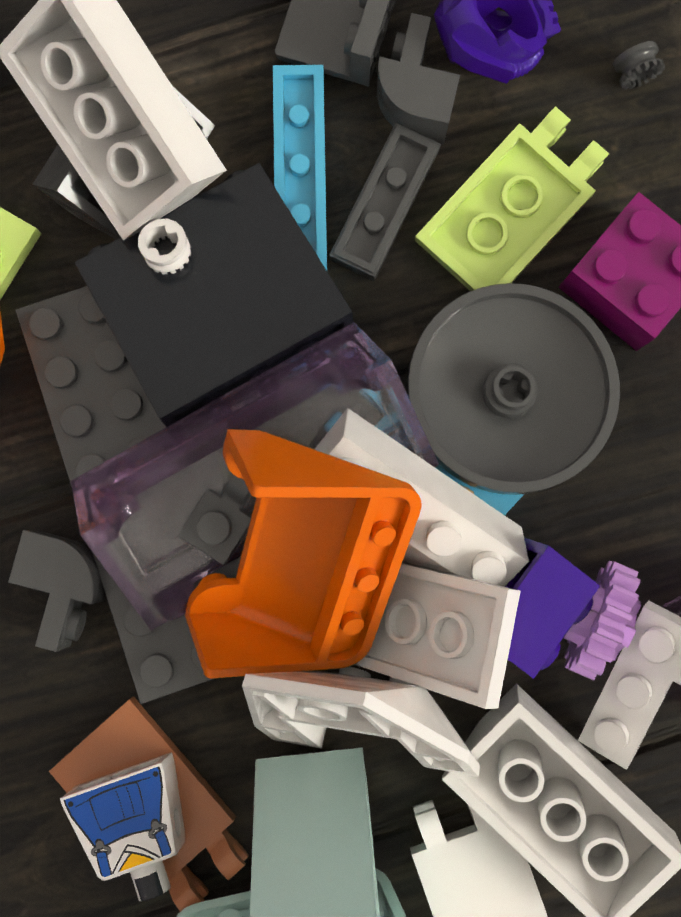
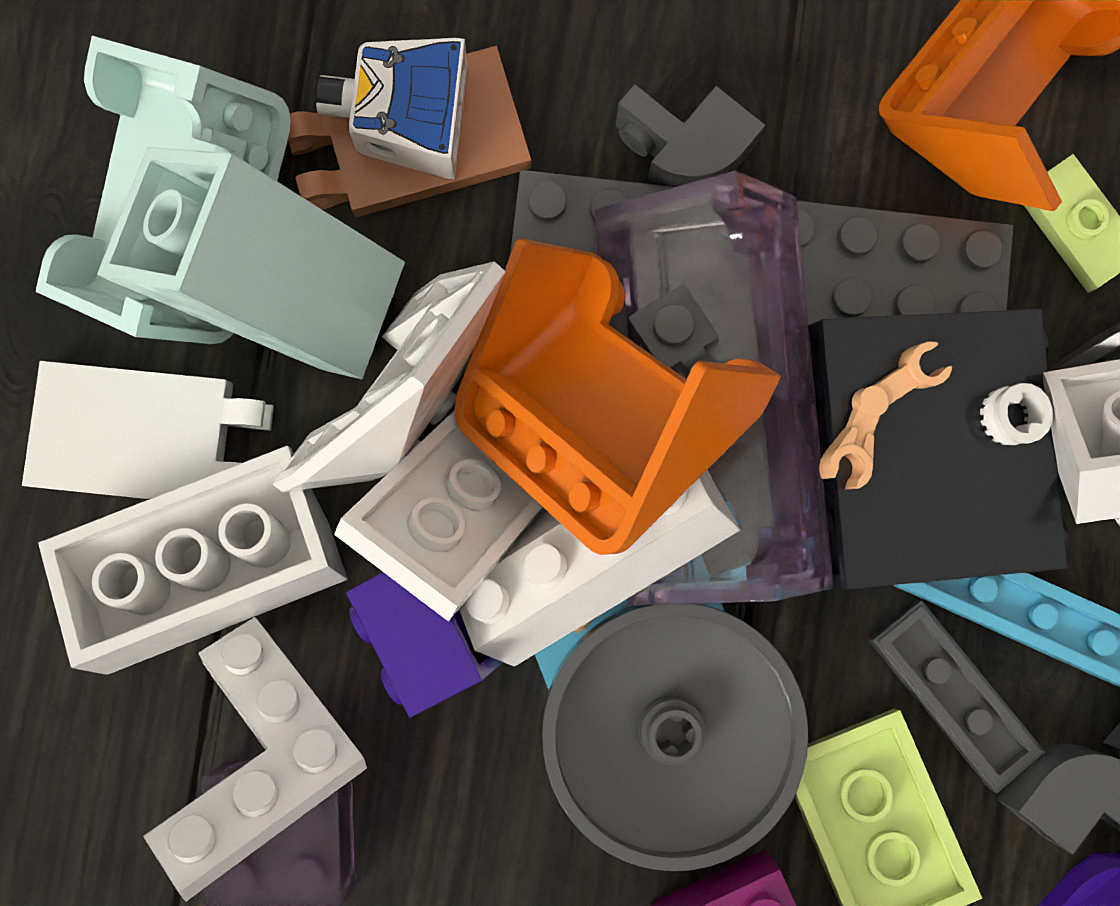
camera: 110 degrees right, 0 degrees up
(207, 355) = (868, 404): none -> light nougat piece
(607, 625) = (364, 708): lavender gear -> none

